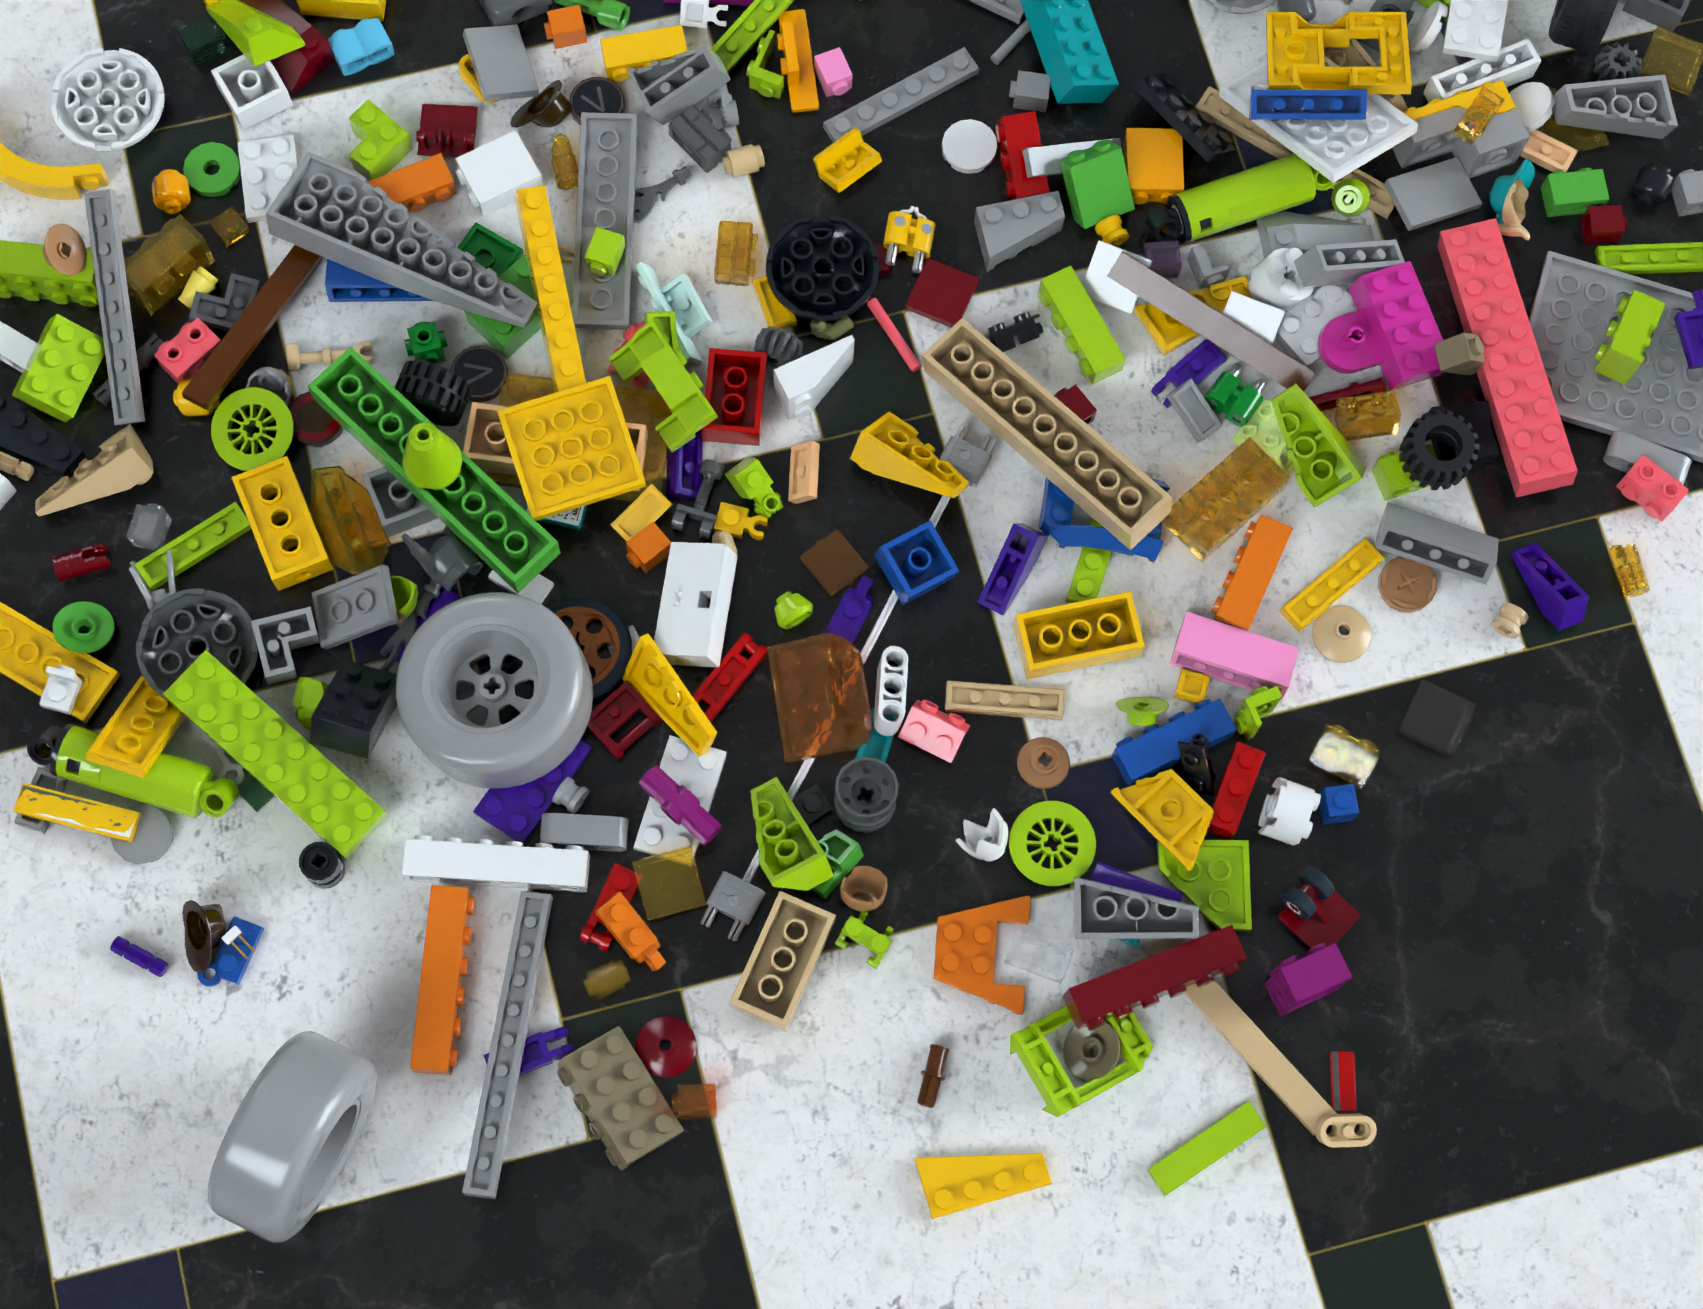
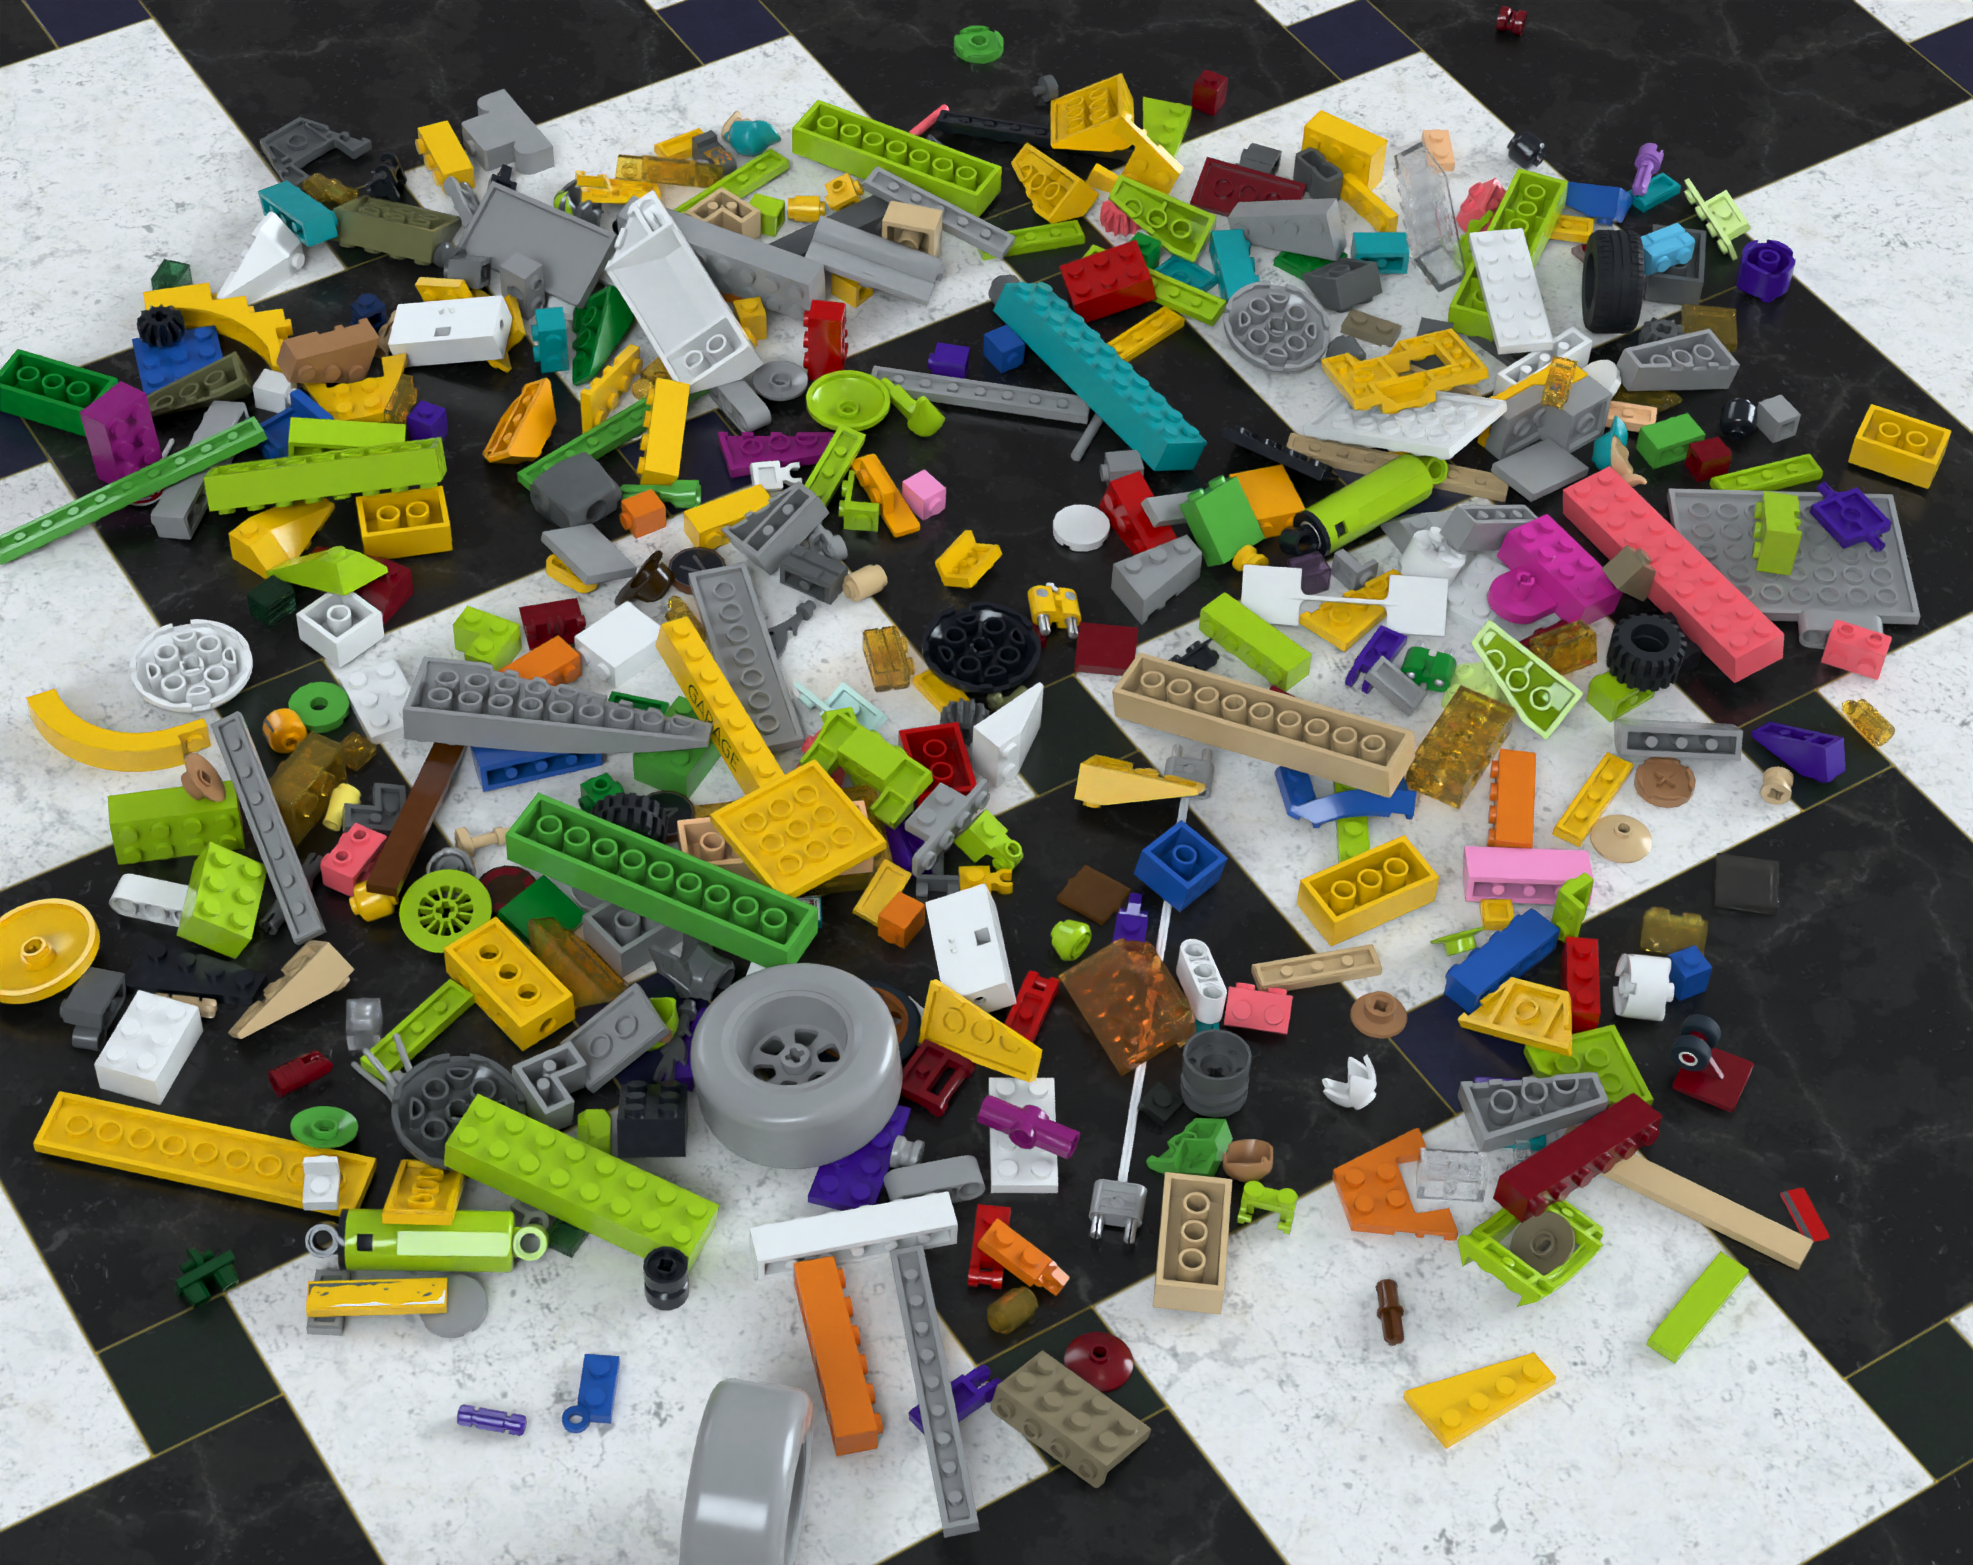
camera: 15 degrees left, 25 degrees down
(203, 932) = (555, 1375): dark brown piece -> none
(231, 935) = (592, 1365): white piece -> none
(336, 448) = (540, 901): none -> green tile
(361, 46) = (440, 572): medium azure brick -> none
(431, 458) = (660, 854): lime cone -> none
(605, 252) = (759, 676): lime brick -> none
(669, 883) = (1043, 1205): clear yellow tile -> none
(695, 1101) = (1154, 1397): clear orange brick -> none
(713, 457) = (941, 819): none -> light grey bracket
(785, 842) = (1155, 1129): lime wedge -> none
(803, 472) = (1032, 822): light nougat plate -> none
(894, 334) = (1073, 693): coral bar -> none
(903, 95) = (1000, 500): light grey plate -> none
(1012, 567) = (1276, 850): dark purple slope -> none
(1062, 813) = (1395, 1074): lime piece -> none
(1196, 765) = (1533, 962): black hinge -> none
(1210, 323) = (1372, 606): tile -> none
(1308, 104) = (1397, 405): blue brick -> none
(1308, 978) = (1730, 1115): magenta brick -> none
(1343, 1132) = (1822, 1249): tan plate -> none
(1355, 190) = (1462, 495): lime cone -> none
(1428, 27) = (1478, 335): white tile -> none

